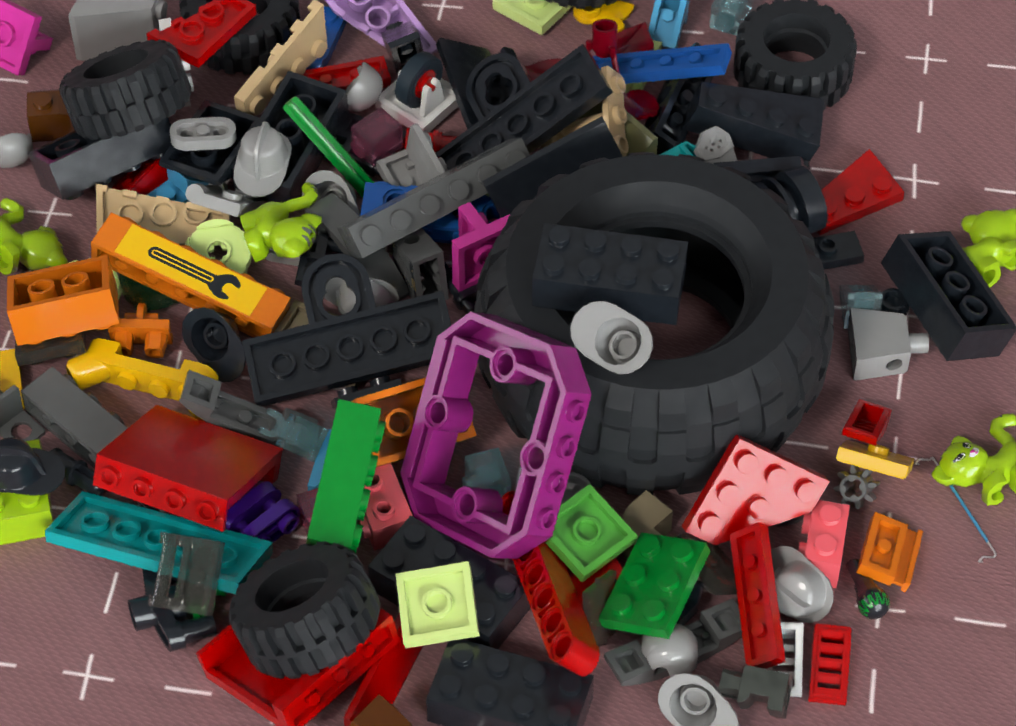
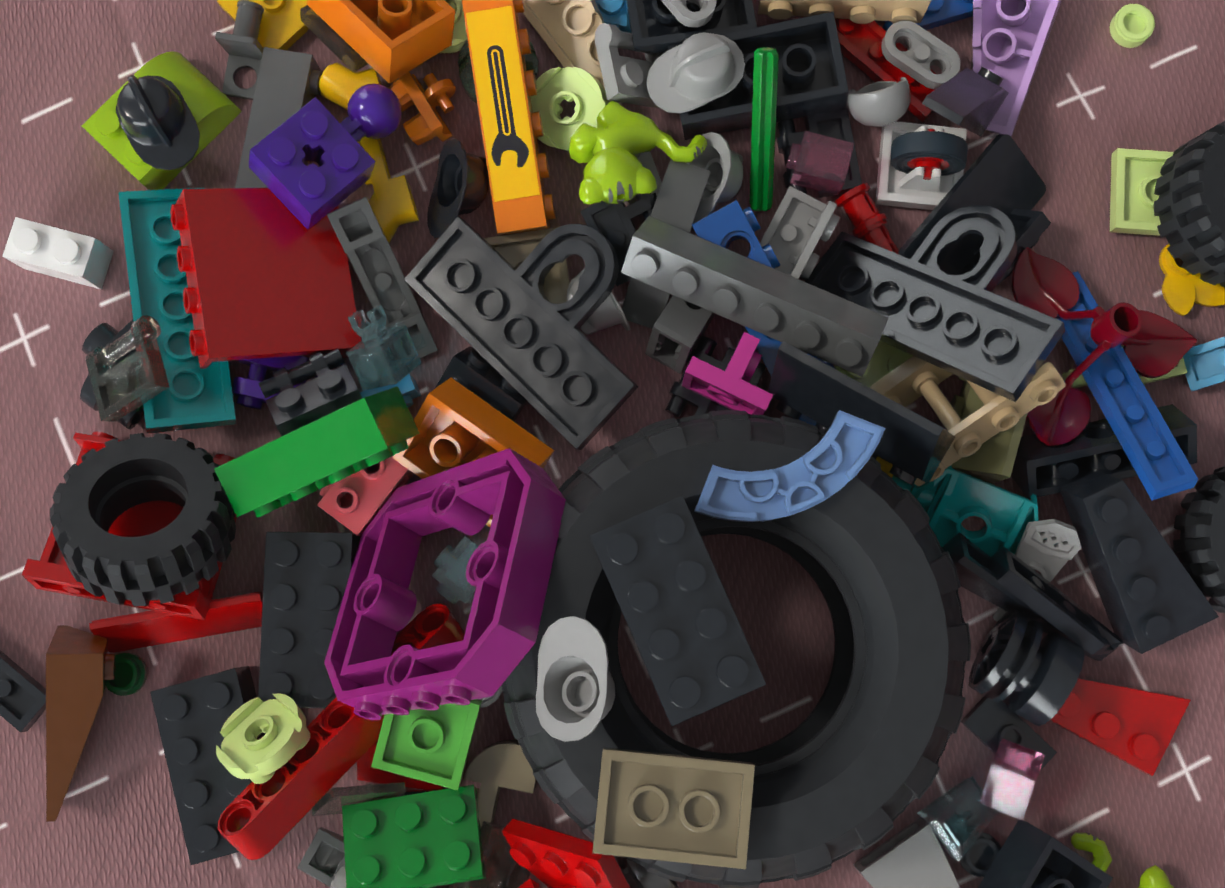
camera: 60 degrees right, 30 degrees up
(50, 603) = (58, 253): none -> white brick
(78, 473) = (224, 157): black axle -> none
(138, 379) = (320, 138): none -> dark purple brick
(299, 477) = (313, 399): none -> black plate
(349, 54) = (922, 53): none -> light grey plate
(437, 604) = (246, 639): yellowish green plate -> none
(515, 621) = (259, 759): none -> yellowish green plate
(581, 182) = (797, 485): none -> medium blue tile
(729, 341) = (674, 808): none -> dark tan plate
(853, 254) = (1012, 779): none -> clear pink brick

